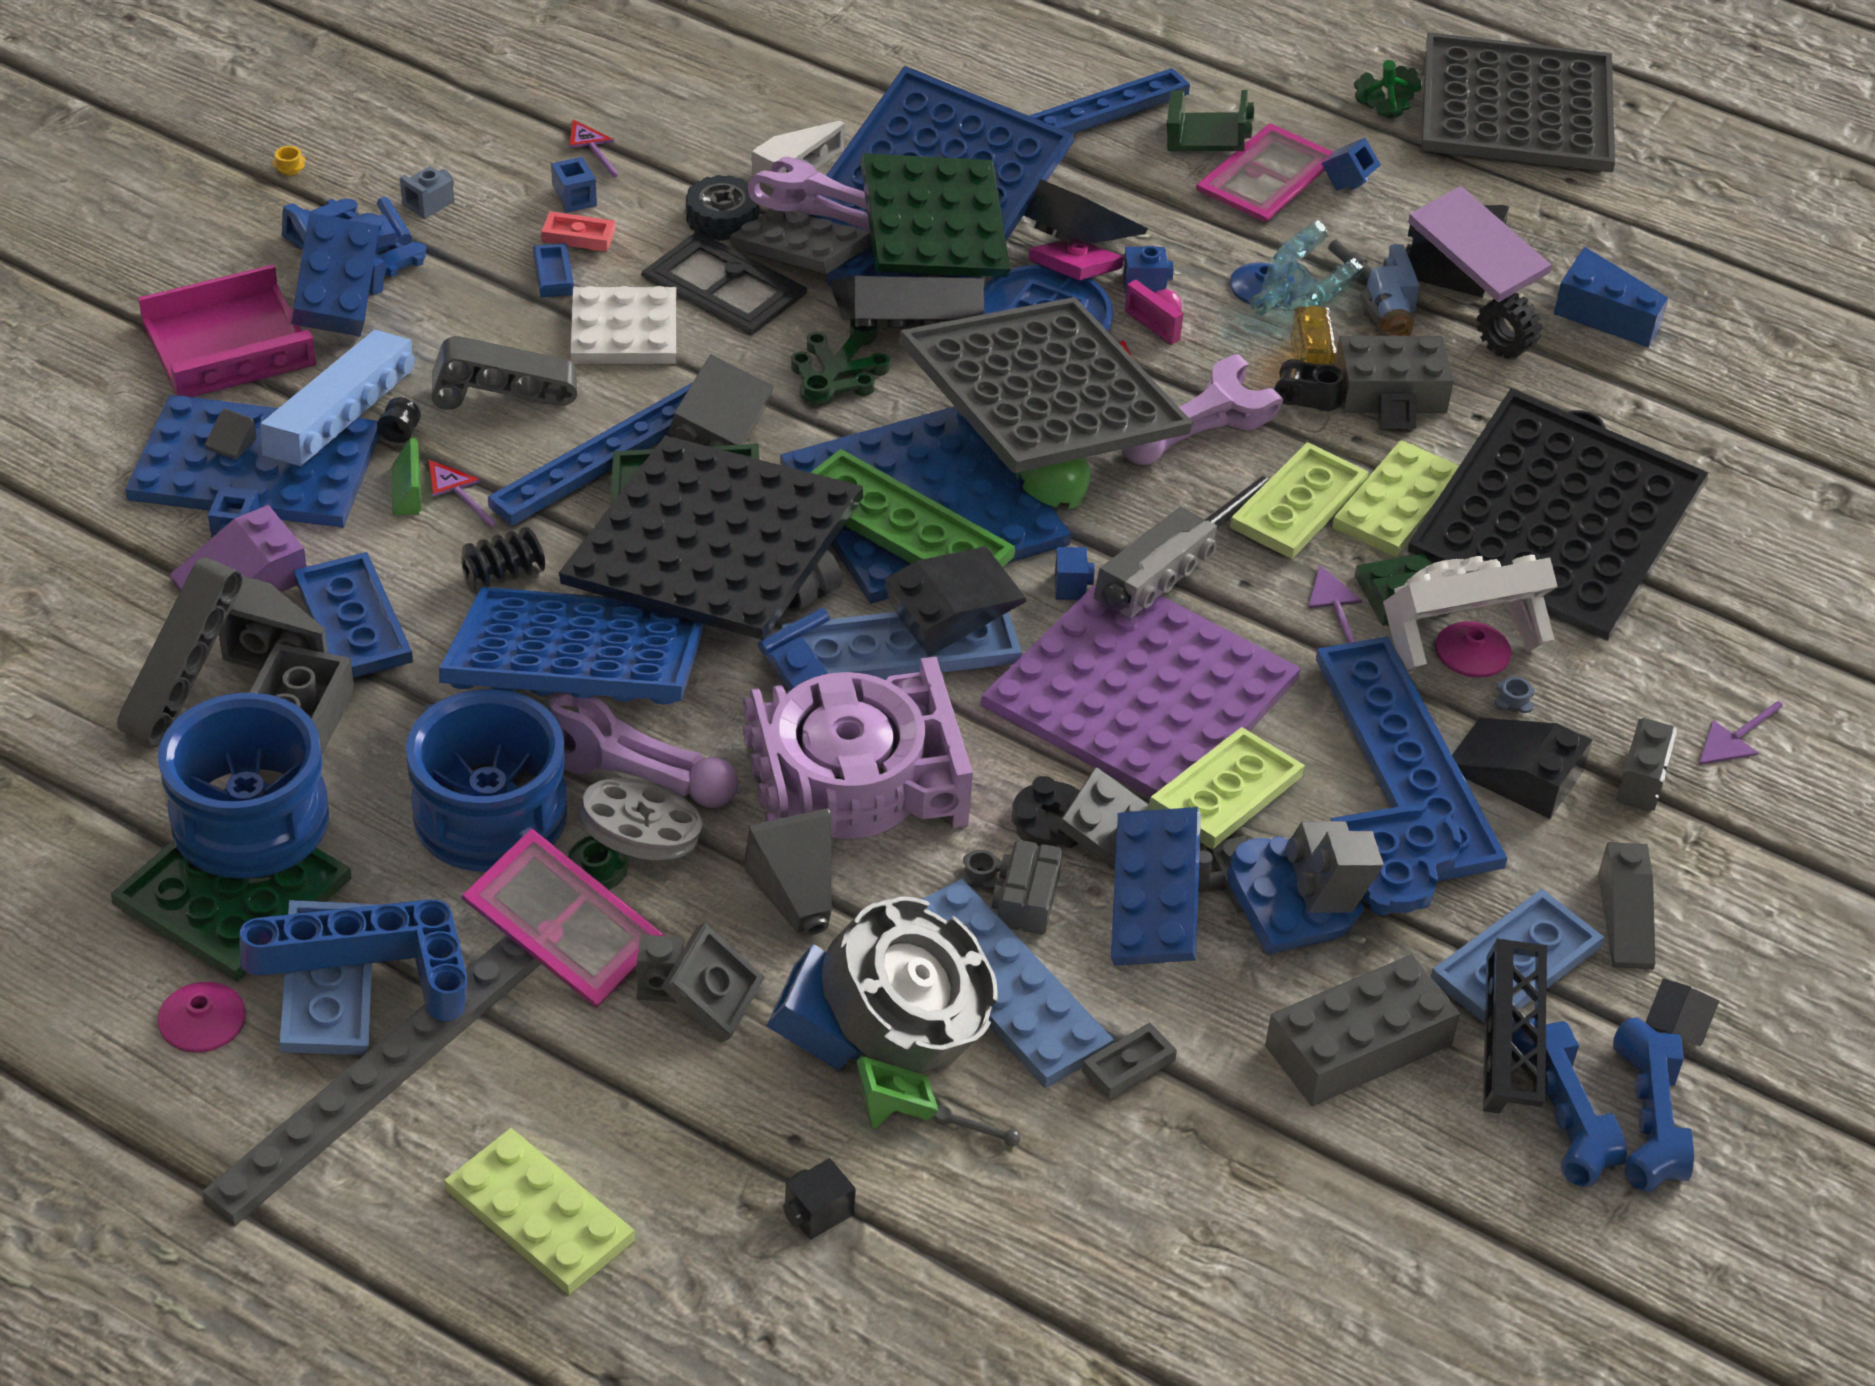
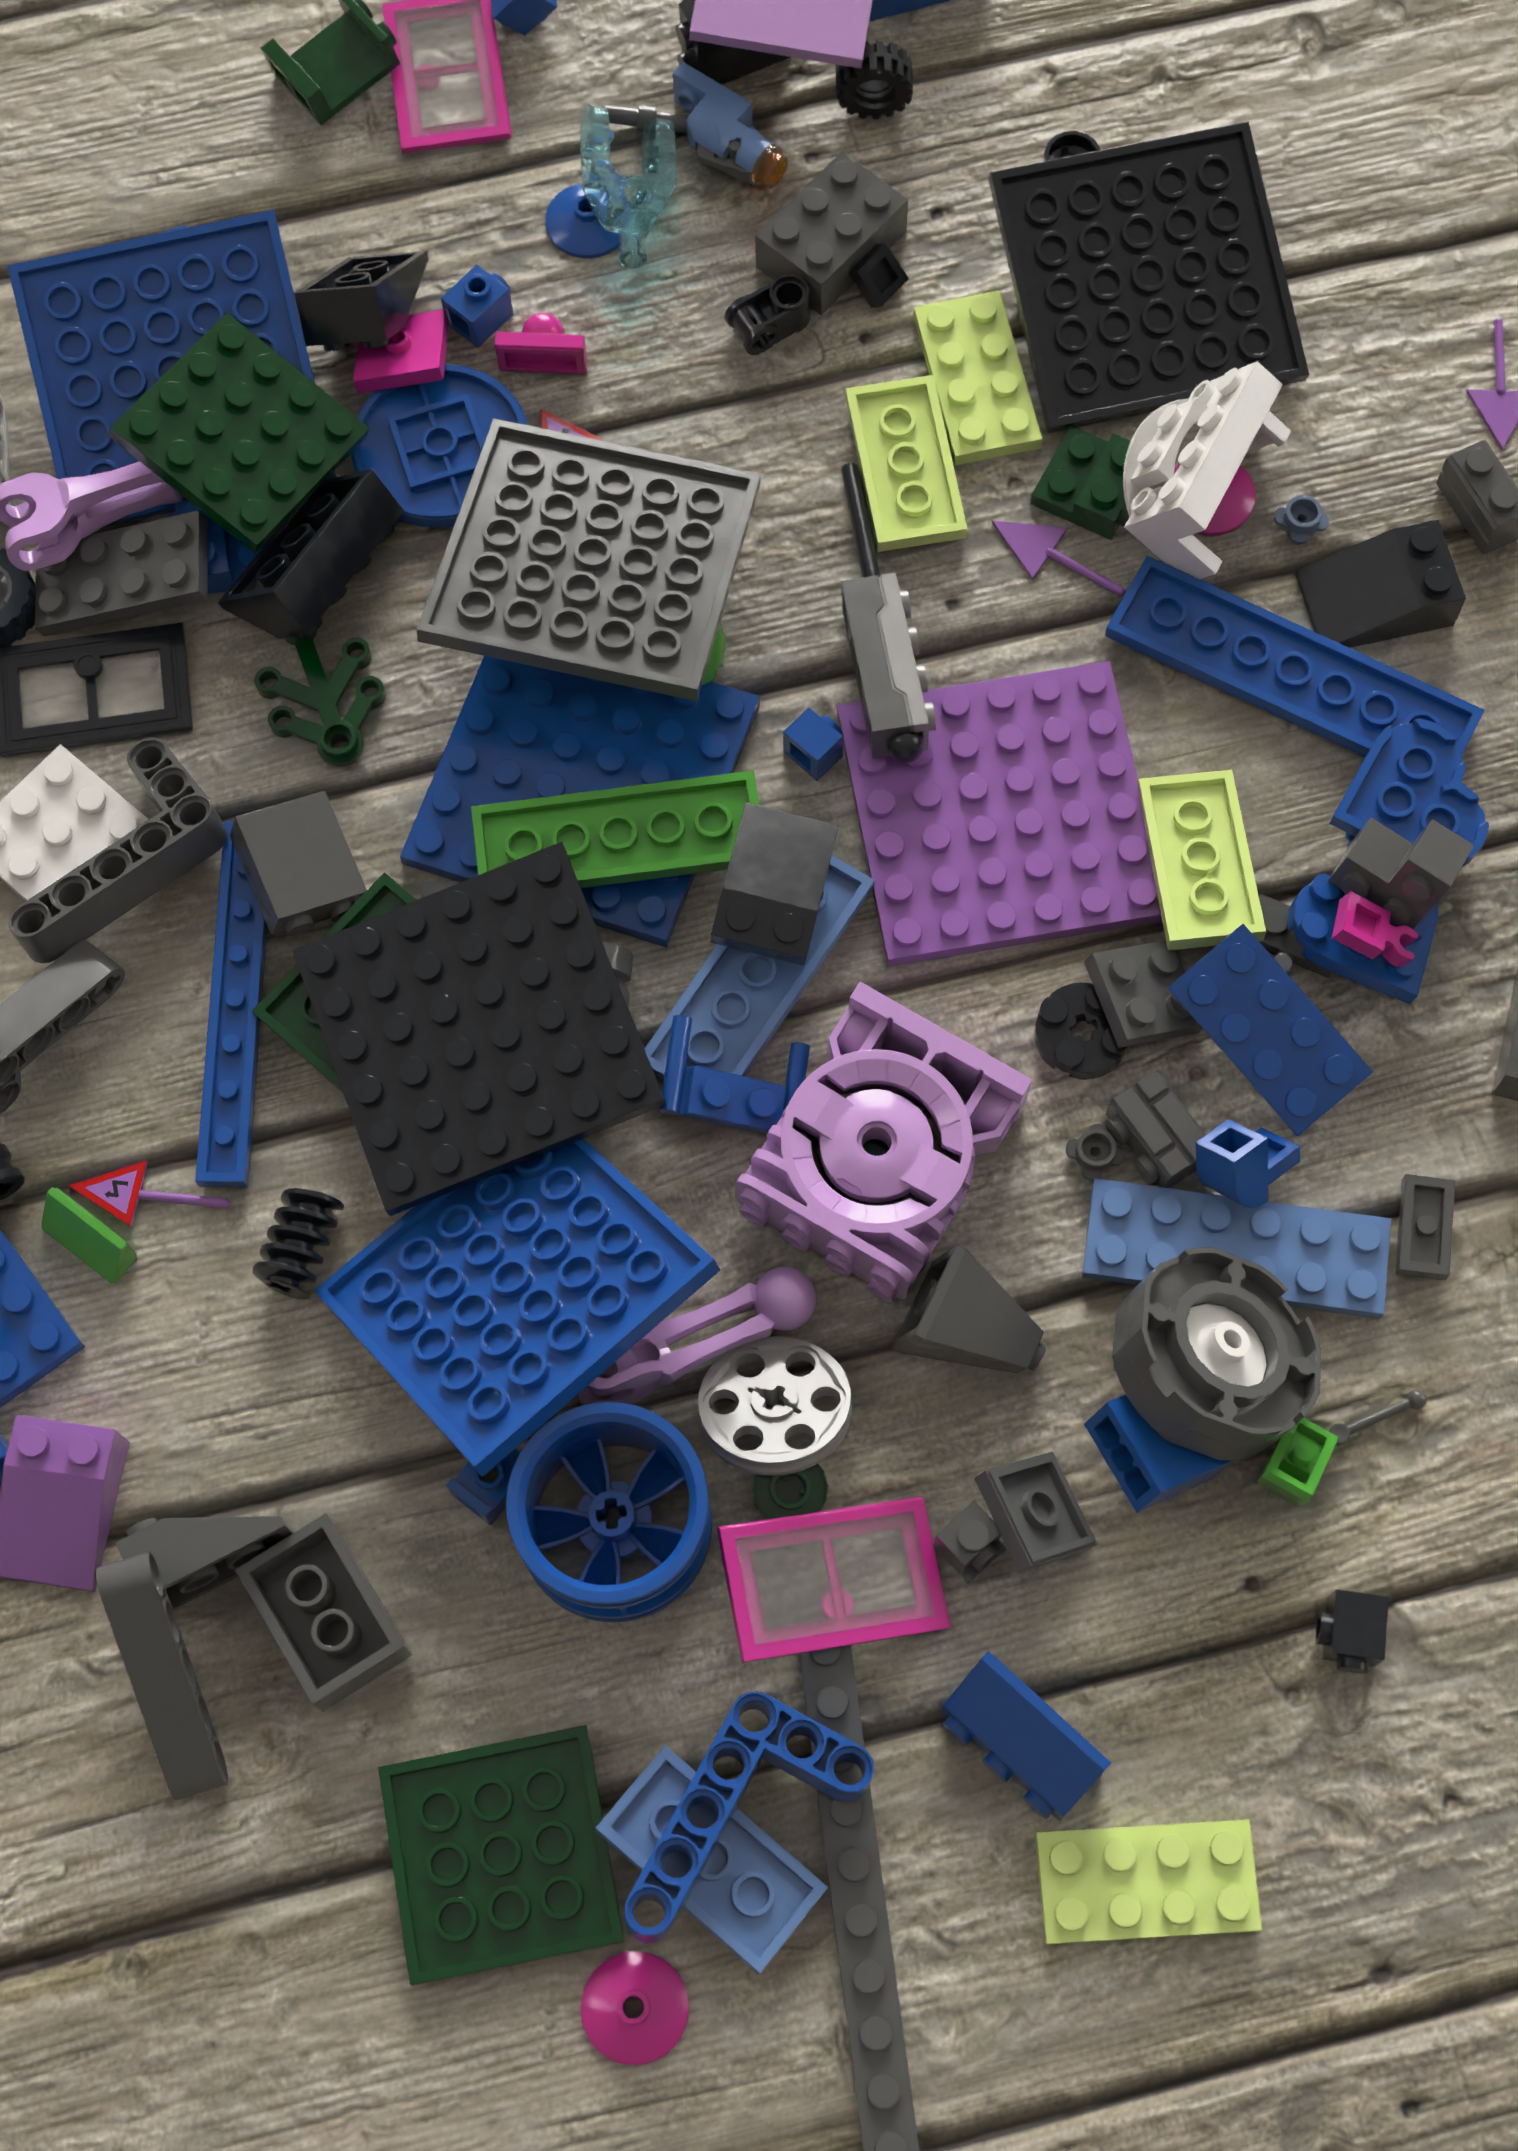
camera: 40 degrees left, 25 degrees up
(250, 824) = (357, 1719): blue wheel -> none
(355, 612) = (234, 1445): blue plate -> none
(560, 1072) = (1023, 1738): none -> blue slope
(634, 346) = (131, 867): none -> dark grey beam
(1045, 929) = (1243, 1162): none -> blue brick
(1114, 102) = (203, 123): blue plate -> none
(1219, 405) = (725, 402): lavender piece -> none
(1277, 874) = (1367, 930): none -> dark pink plate
(1313, 335) = (723, 258): clear yellow brick -> none

